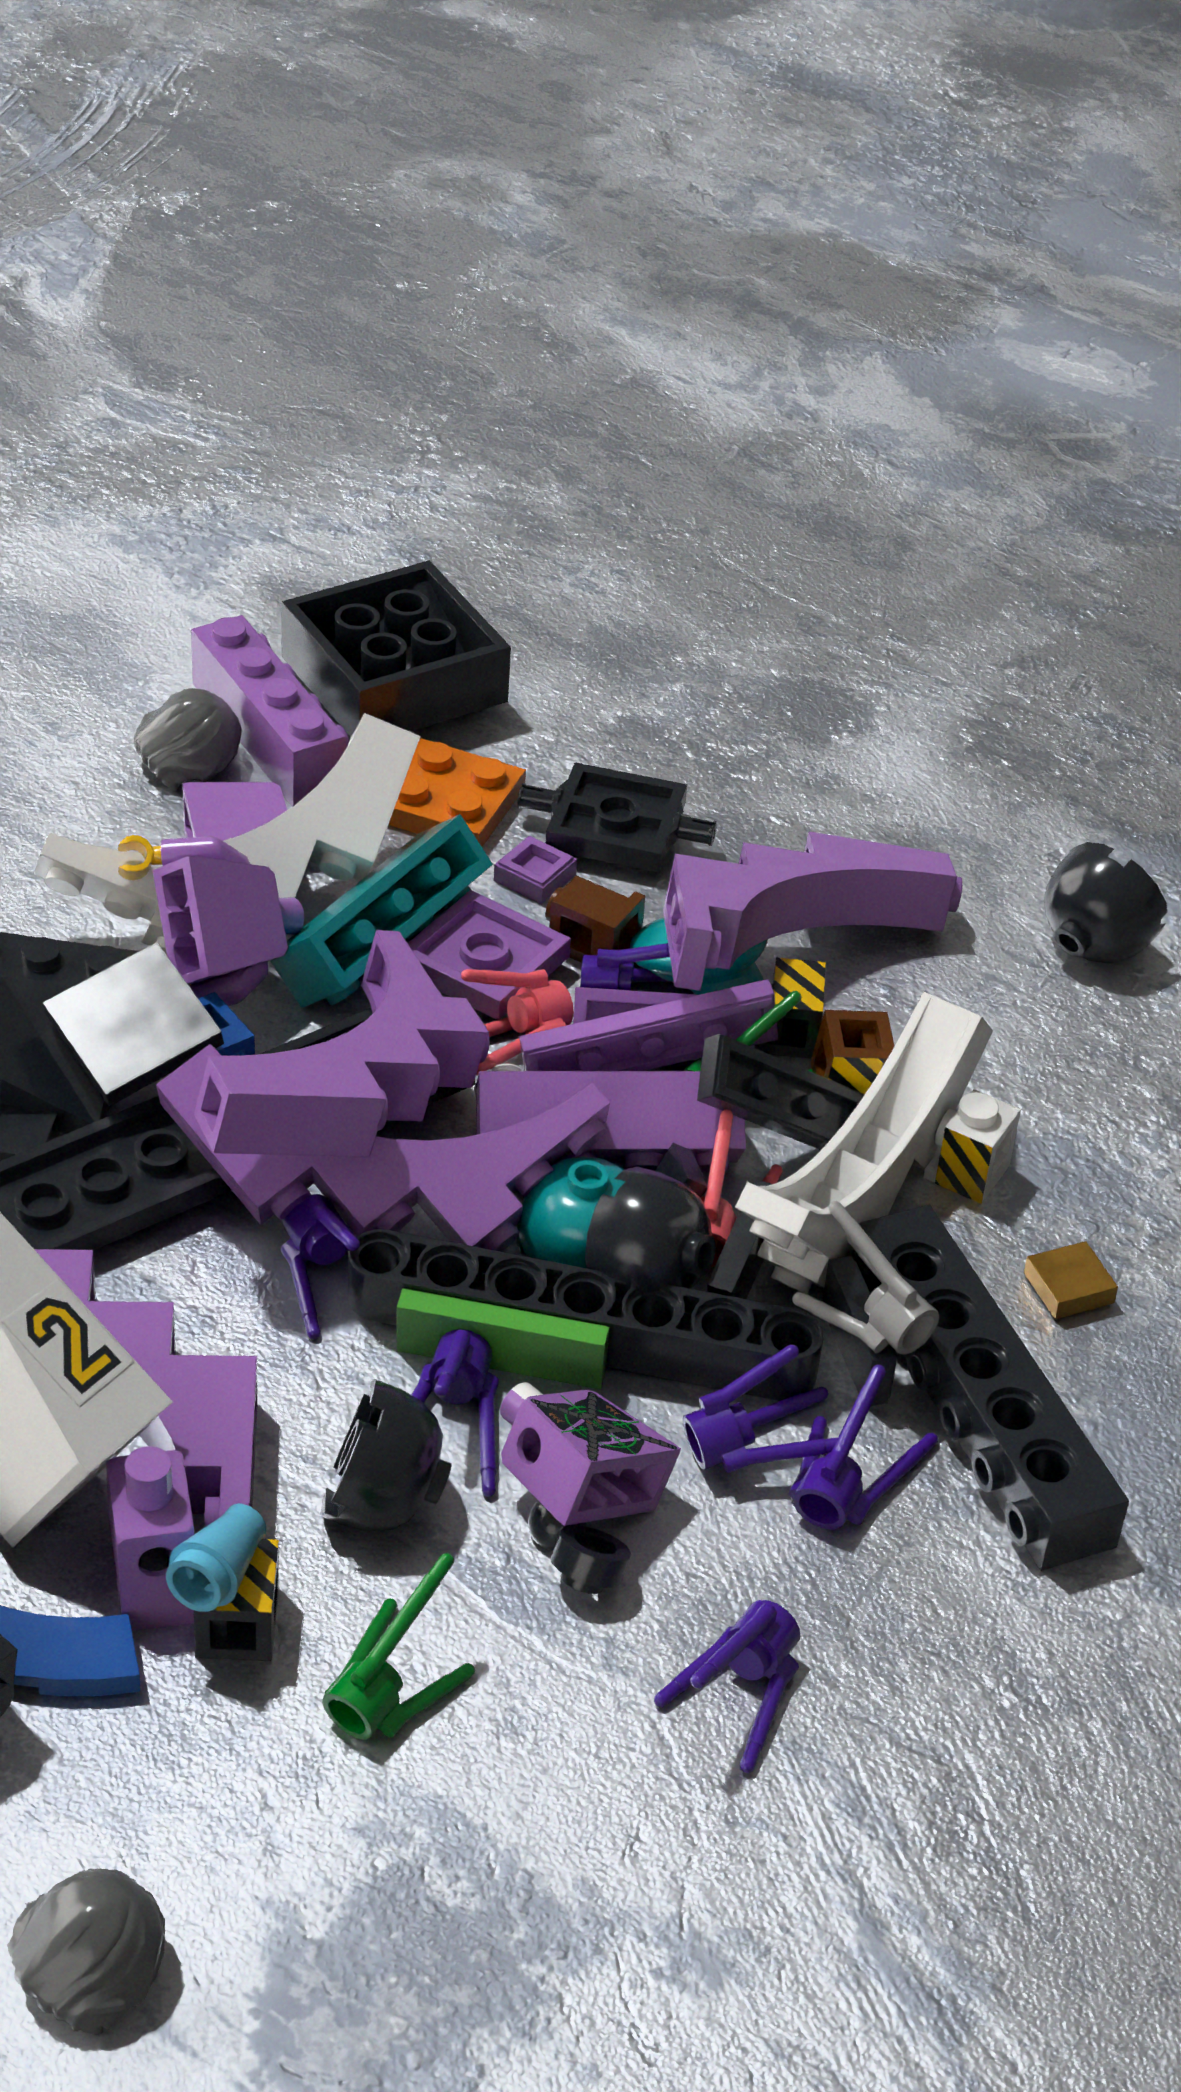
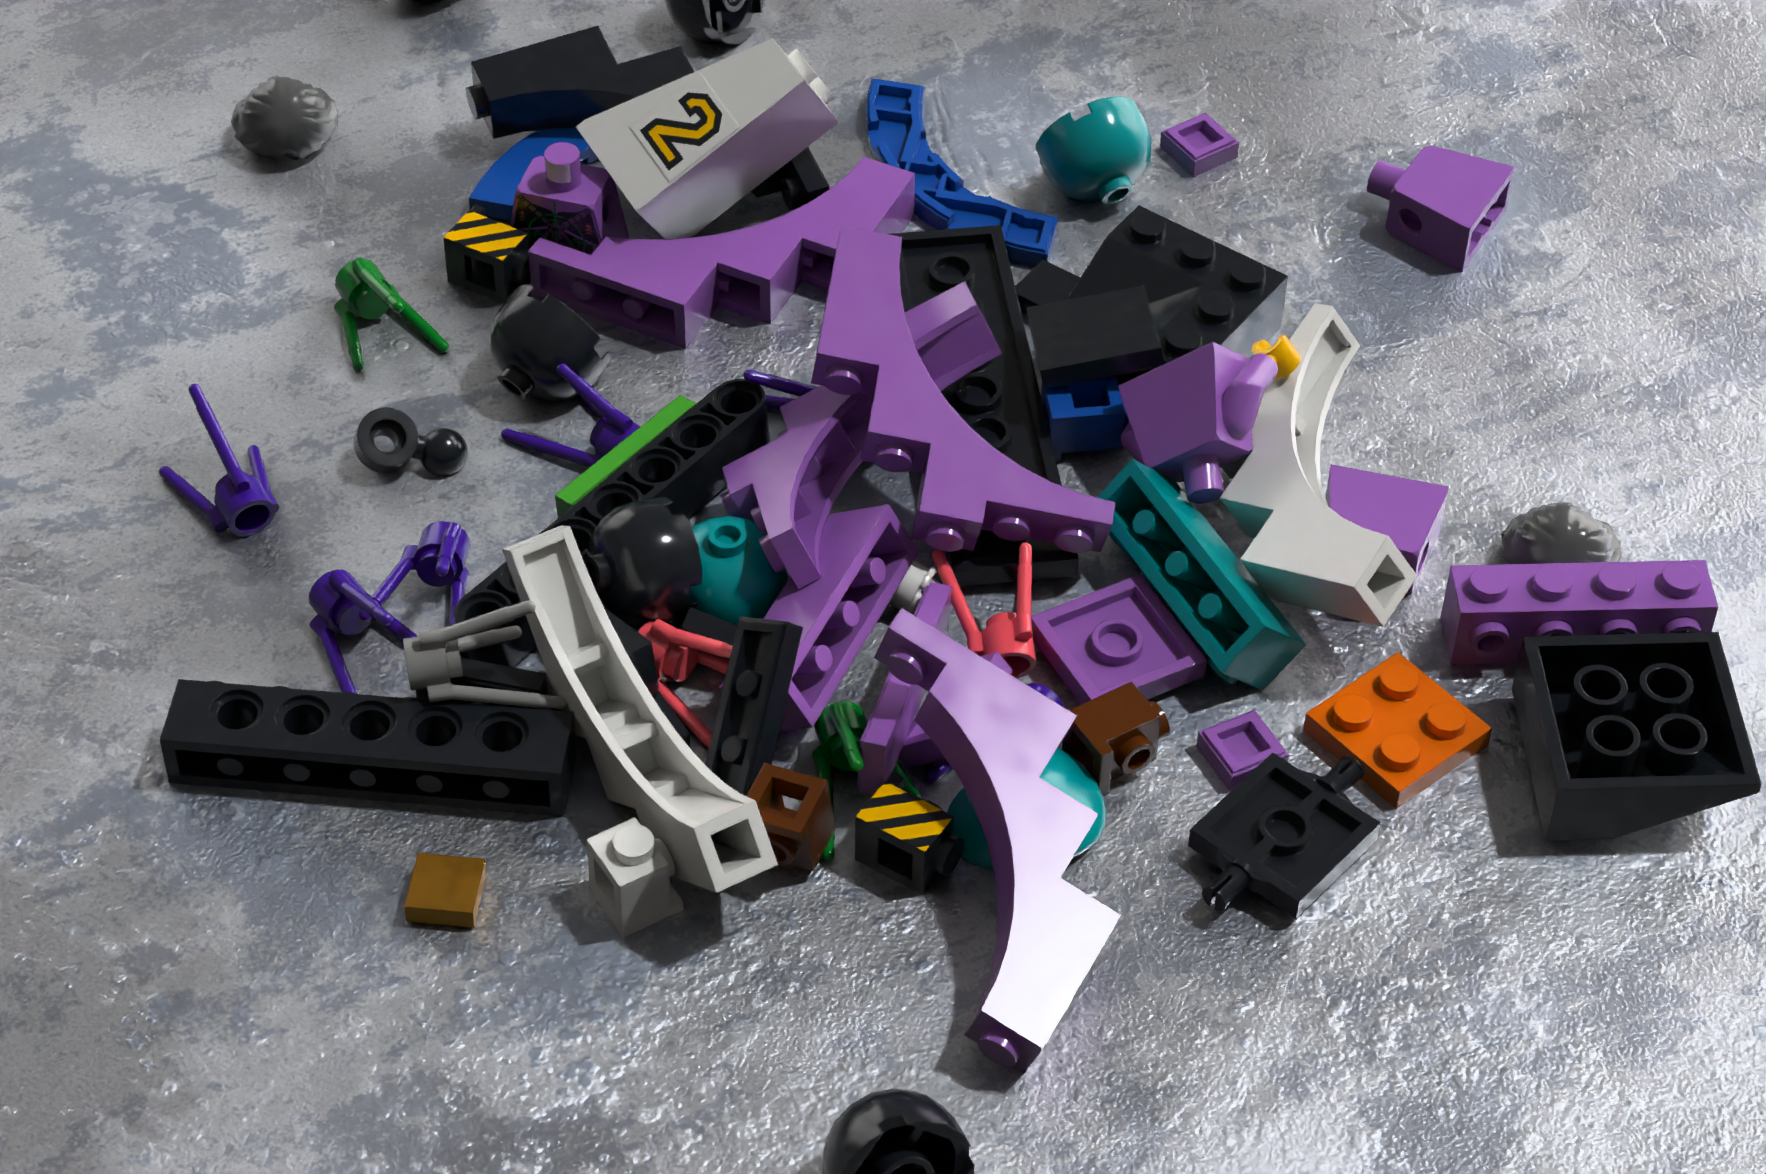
camera: 120 degrees right, 5 degrees up
(212, 1562) = (487, 199): medium azure cone -> none
(584, 1454) = (469, 450): medium lavender torso -> none

